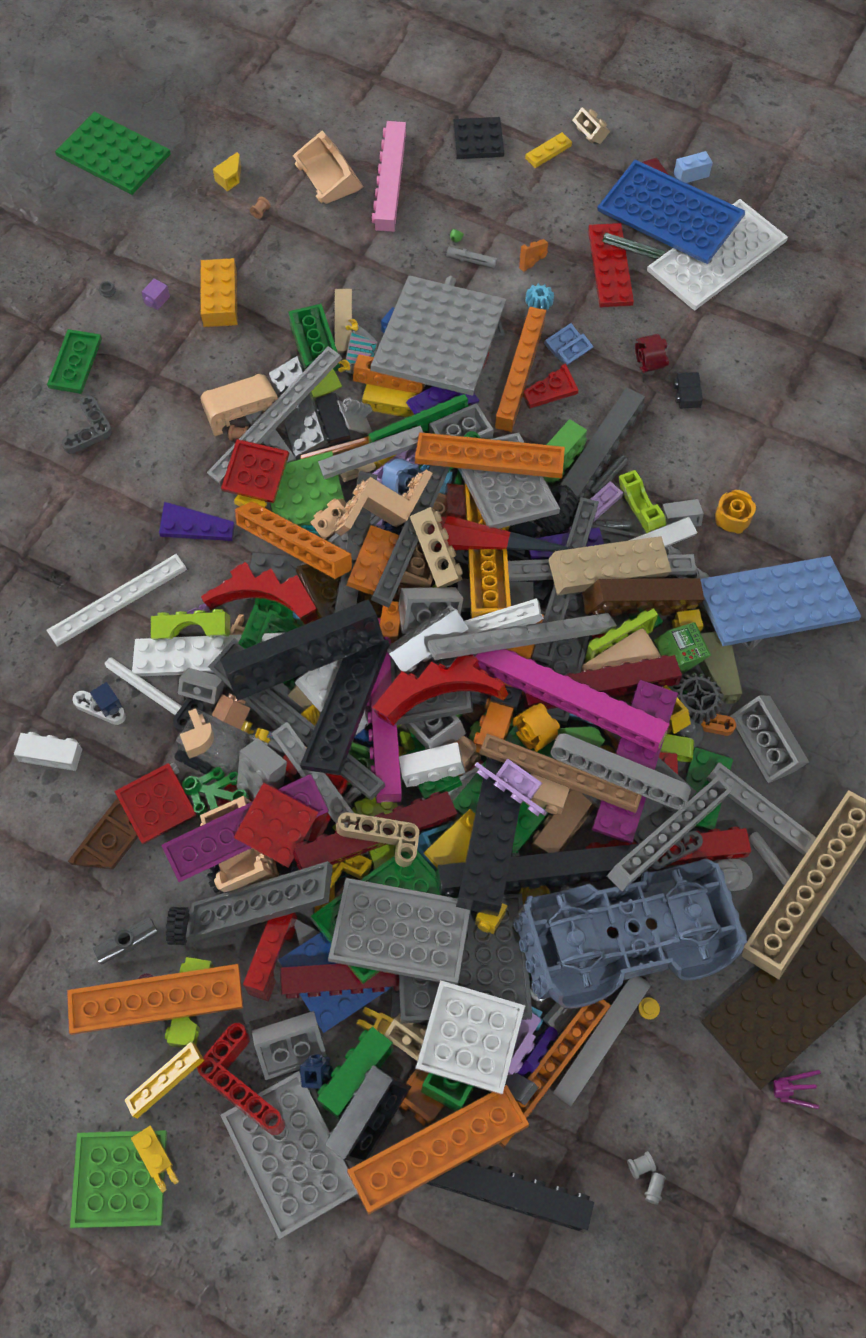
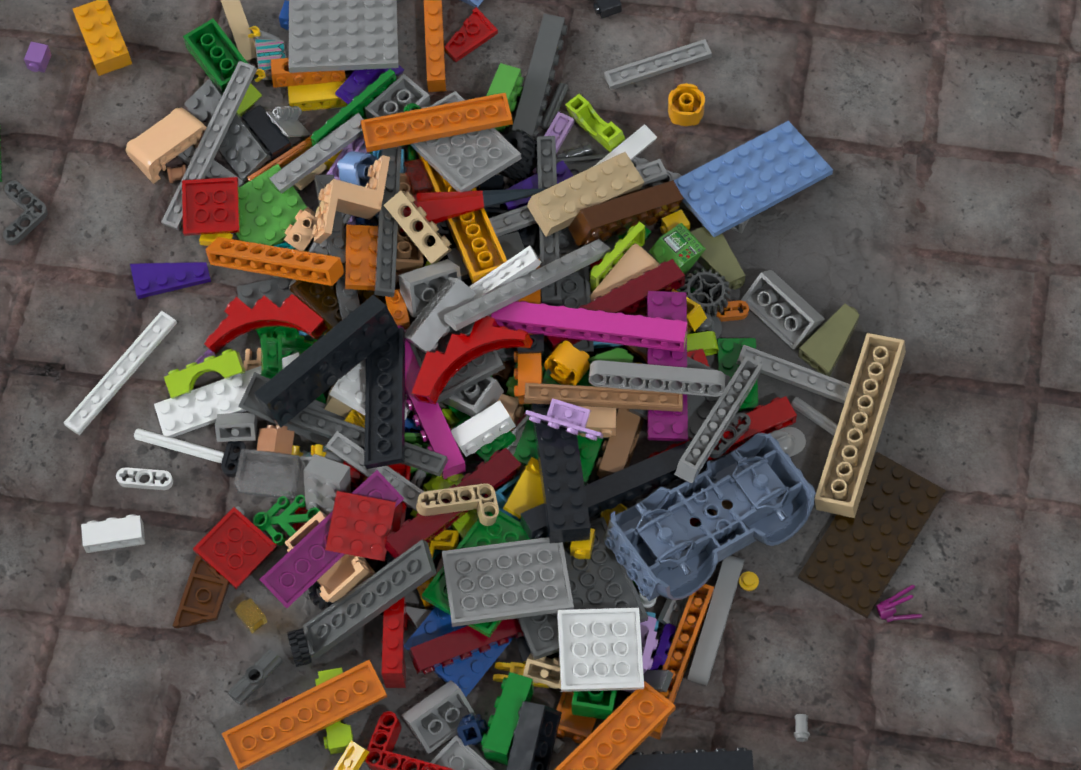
camera: 15 degrees left, 0 degrees up
(106, 699) = (151, 468): dark blue brick -> none
(145, 876) = (250, 615): none -> clear yellow brick
(194, 762) = (254, 499): black axle -> none
(198, 739) = (257, 473): light nougat brick -> none
(641, 1165) = (783, 712): light grey bush -> none
(680, 510) = (636, 119): light grey hinge -> none
(720, 465) = (657, 64): none -> light grey plate
(806, 786) = (829, 341): none -> olive slope

